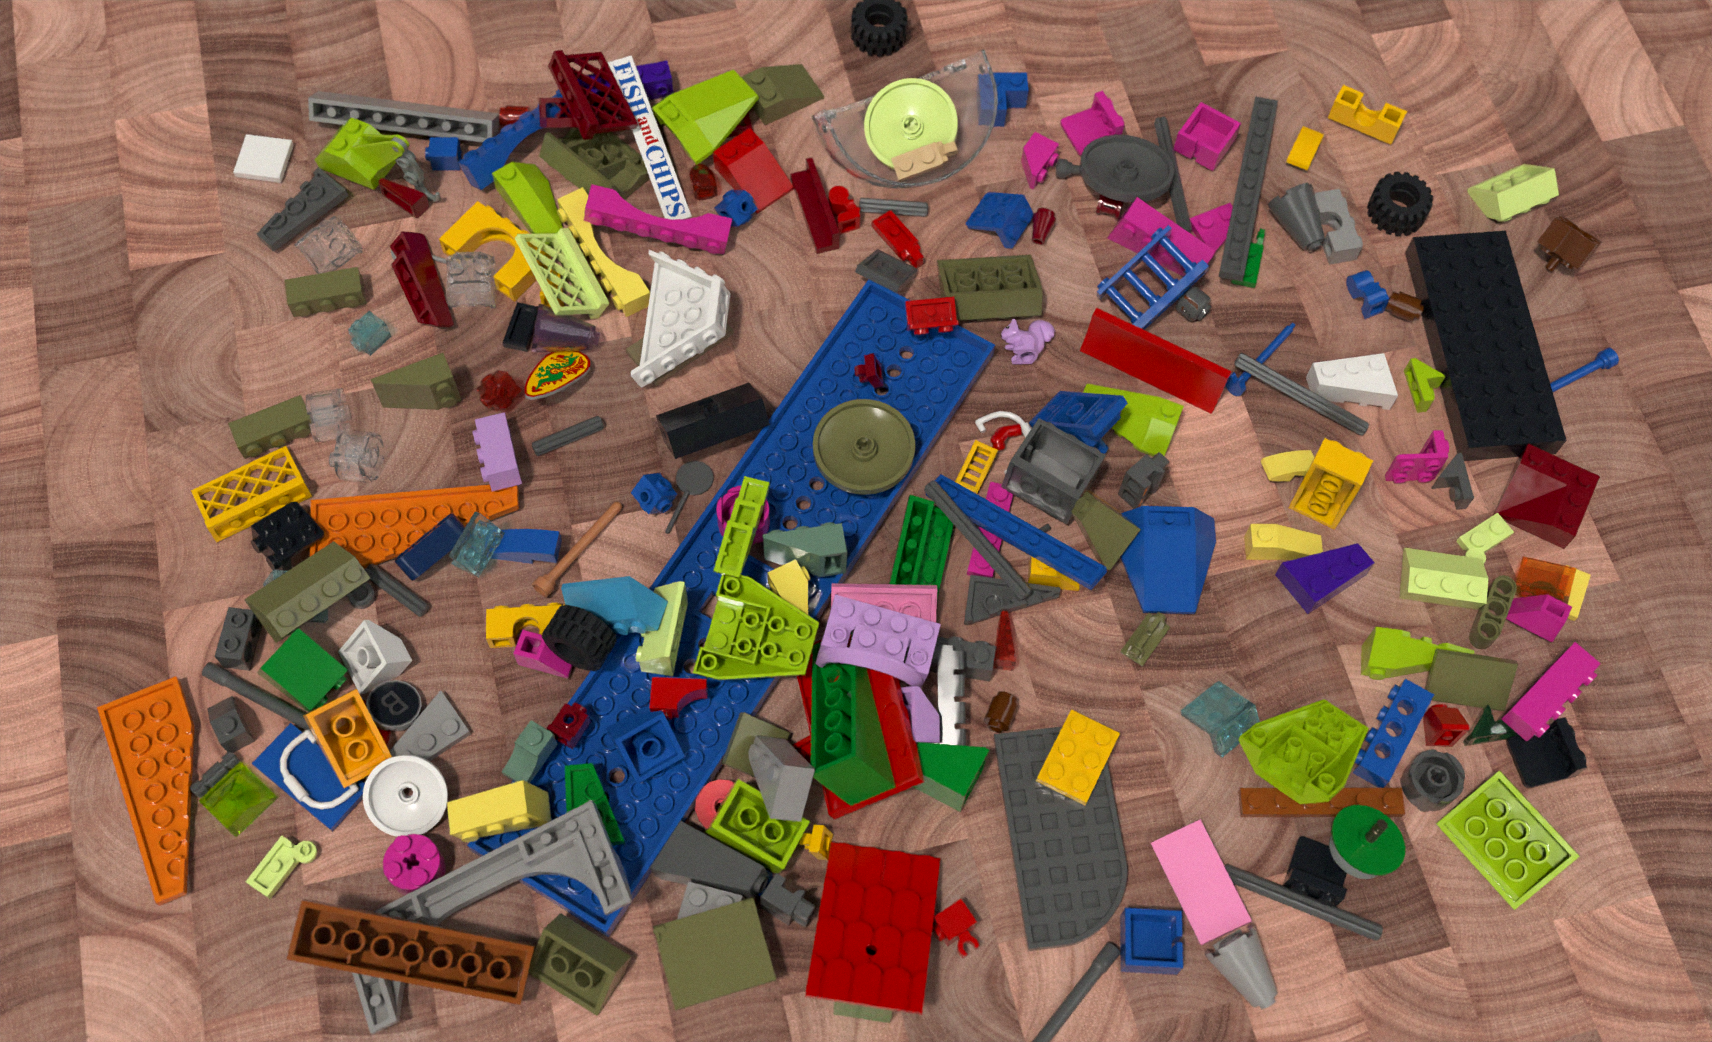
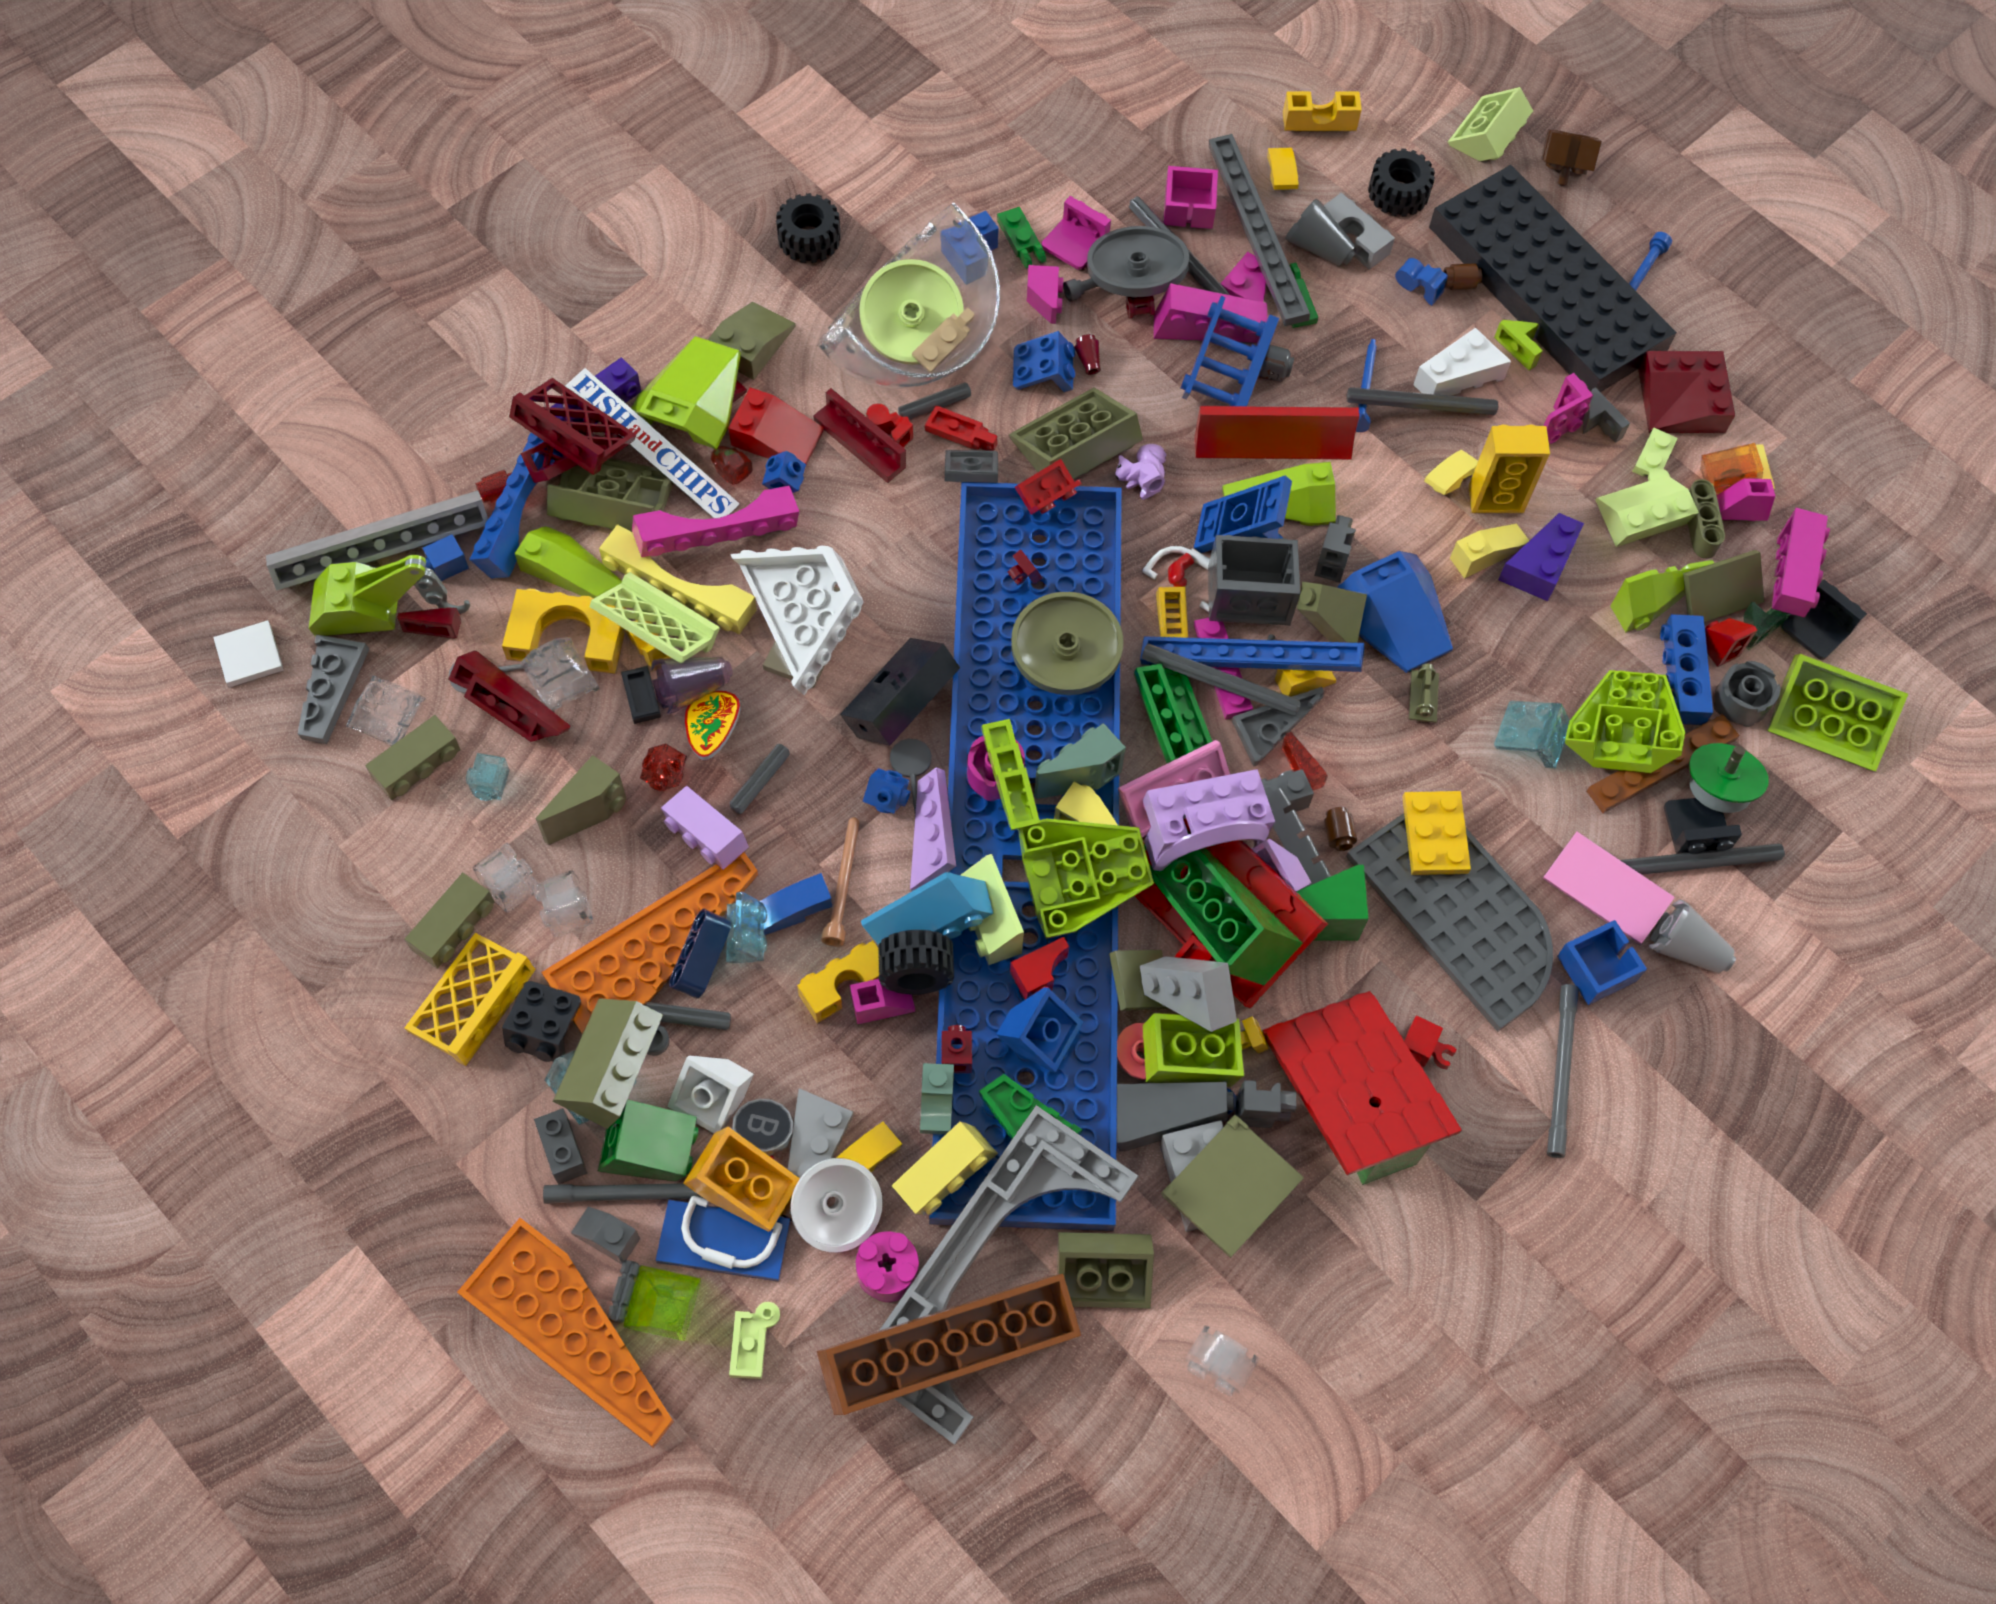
camera: 30 degrees left, 0 degrees up
(463, 767) = (873, 1147): none -> yellow slope
(668, 544) = (933, 831): none -> lavender wing
(1048, 106) = (1020, 236): none -> green hinge

